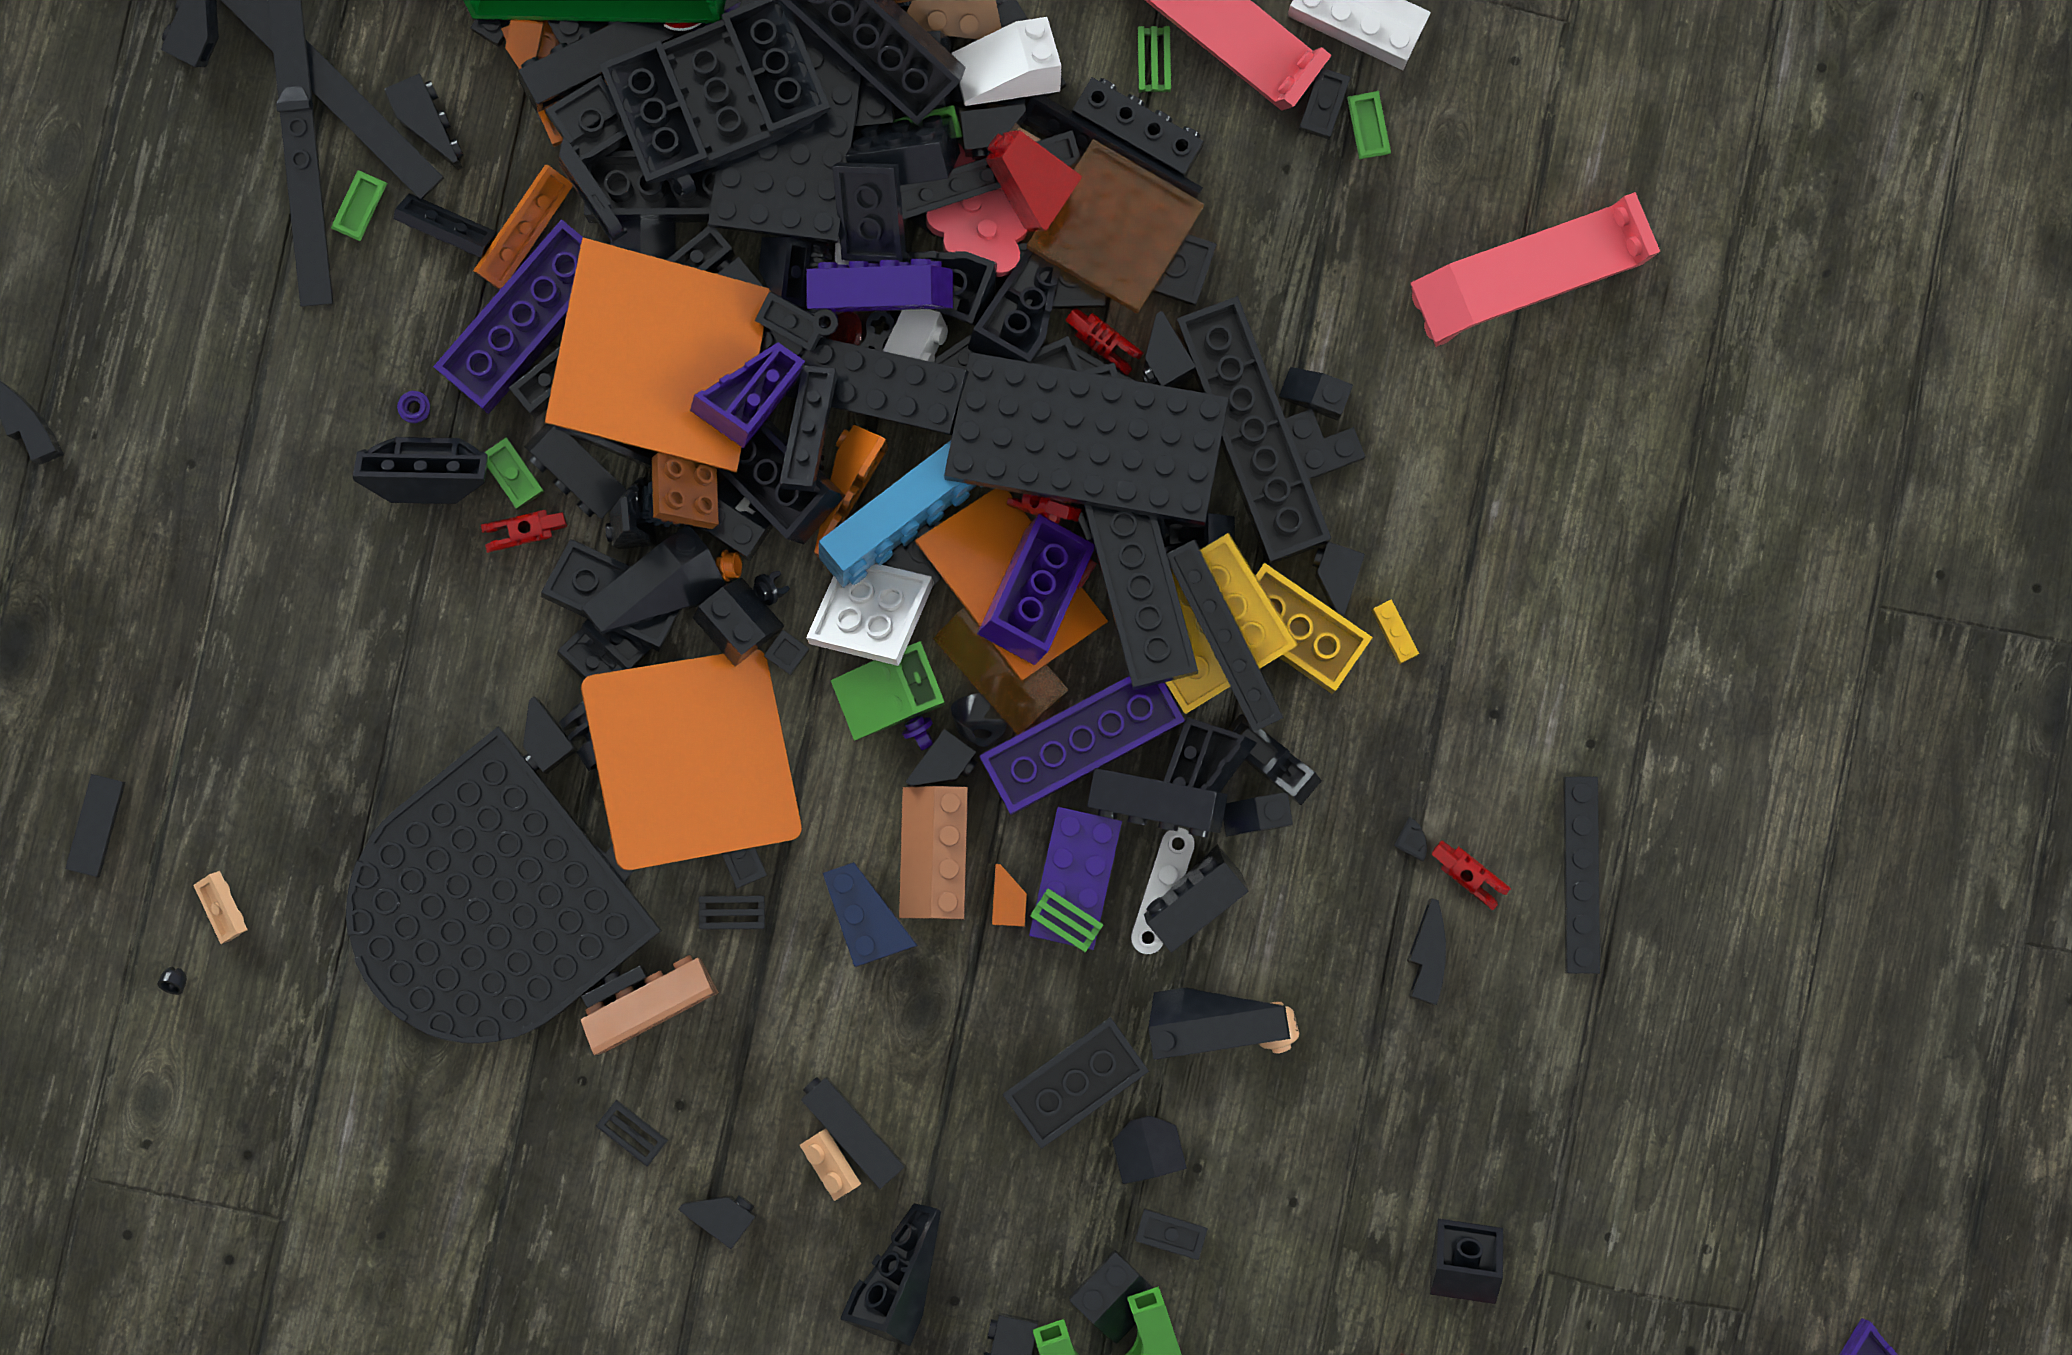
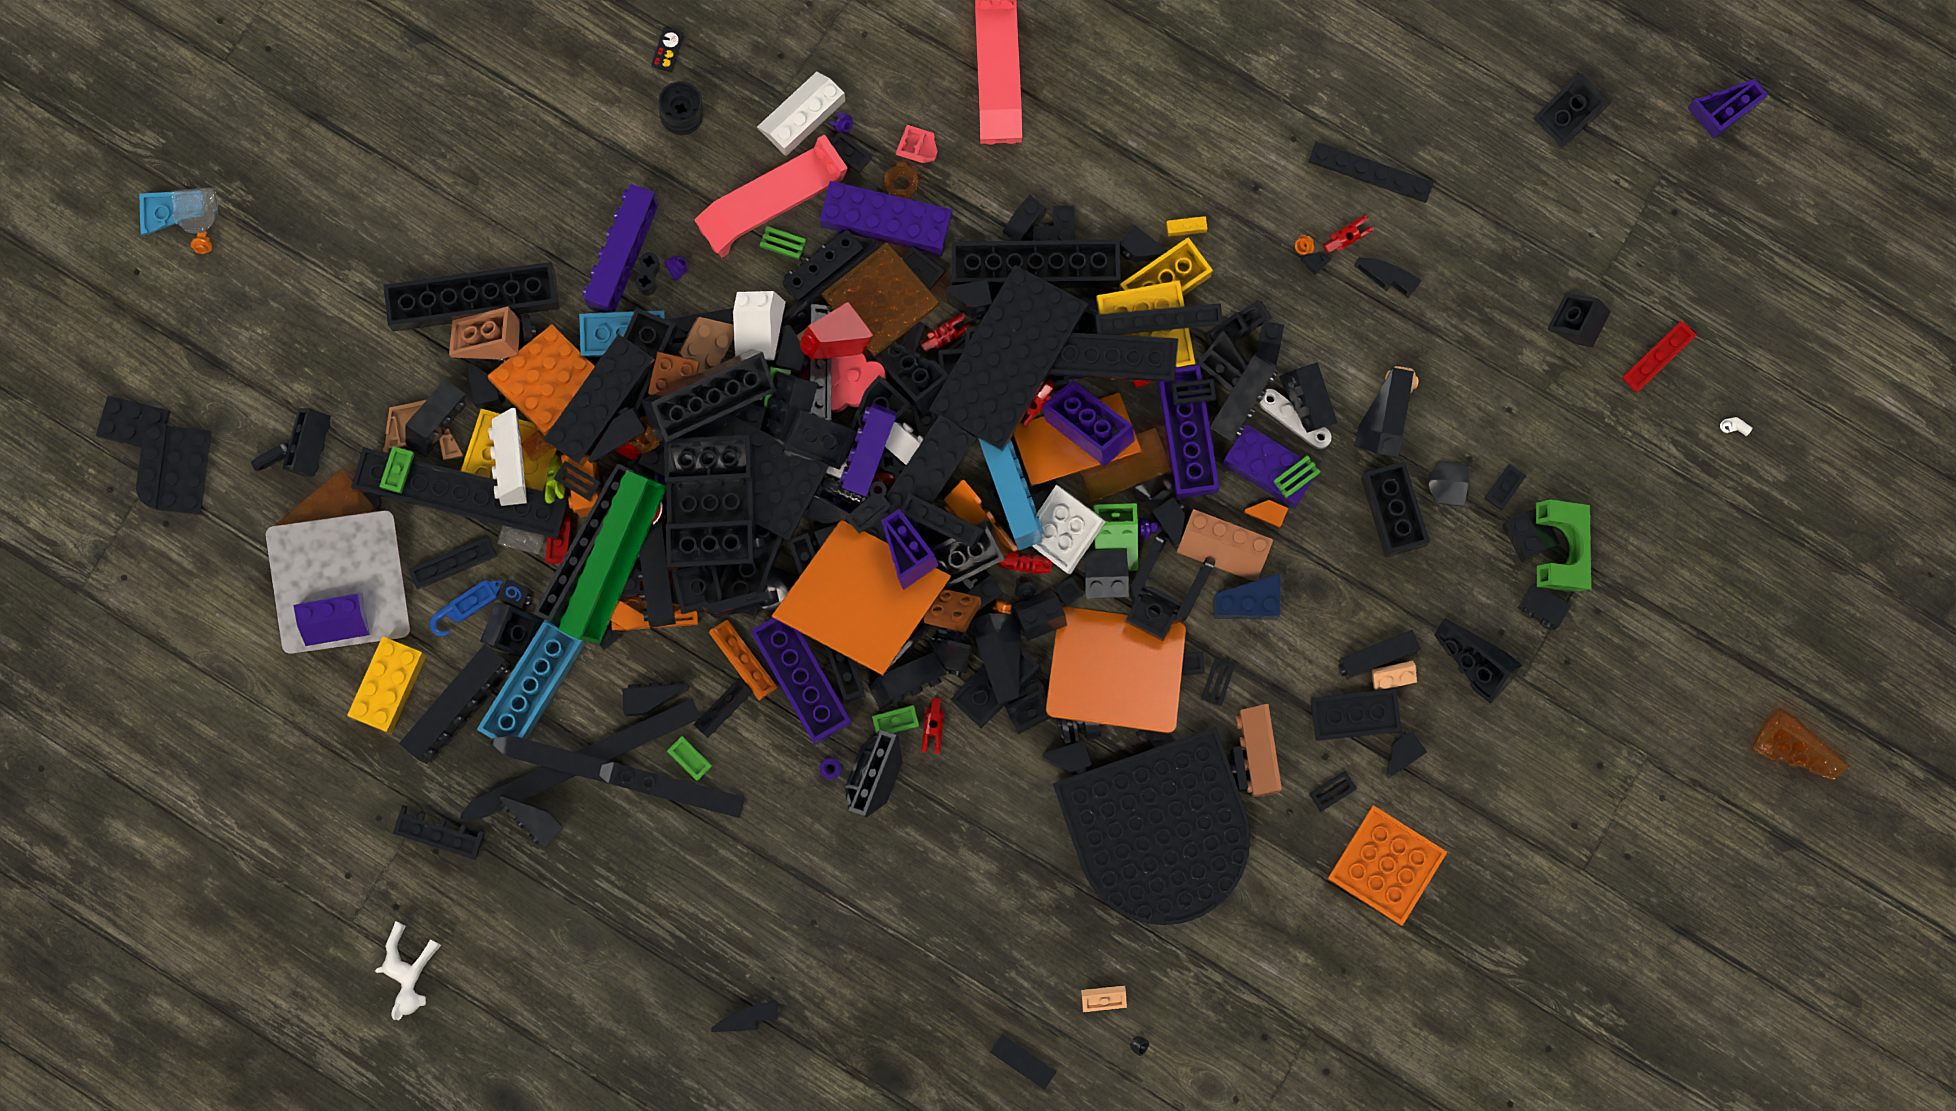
camera: 70 degrees left, 5 degrees down
(550, 1247) = (1387, 865): none -> orange plate
(753, 1128) = (1355, 714): none -> black plate
(800, 784) = (1155, 610): none -> black plate
(806, 577) = (1026, 563): none -> red hinge
(828, 695) = (1106, 573): none -> black slope
(1126, 700) = (1174, 386): none -> black tile
(1243, 191) = (886, 218): none -> dark purple brick
(1309, 176) = (901, 169): none -> clear orange piece
(1364, 78) = (843, 123): none -> dark purple plate
(1368, 125) = (872, 131): bright green tile -> none
(1371, 197) = (917, 145): none -> coral slope
(1430, 815) = (1301, 247): none -> orange plate
(1790, 1144) = (1572, 110): none -> black slope

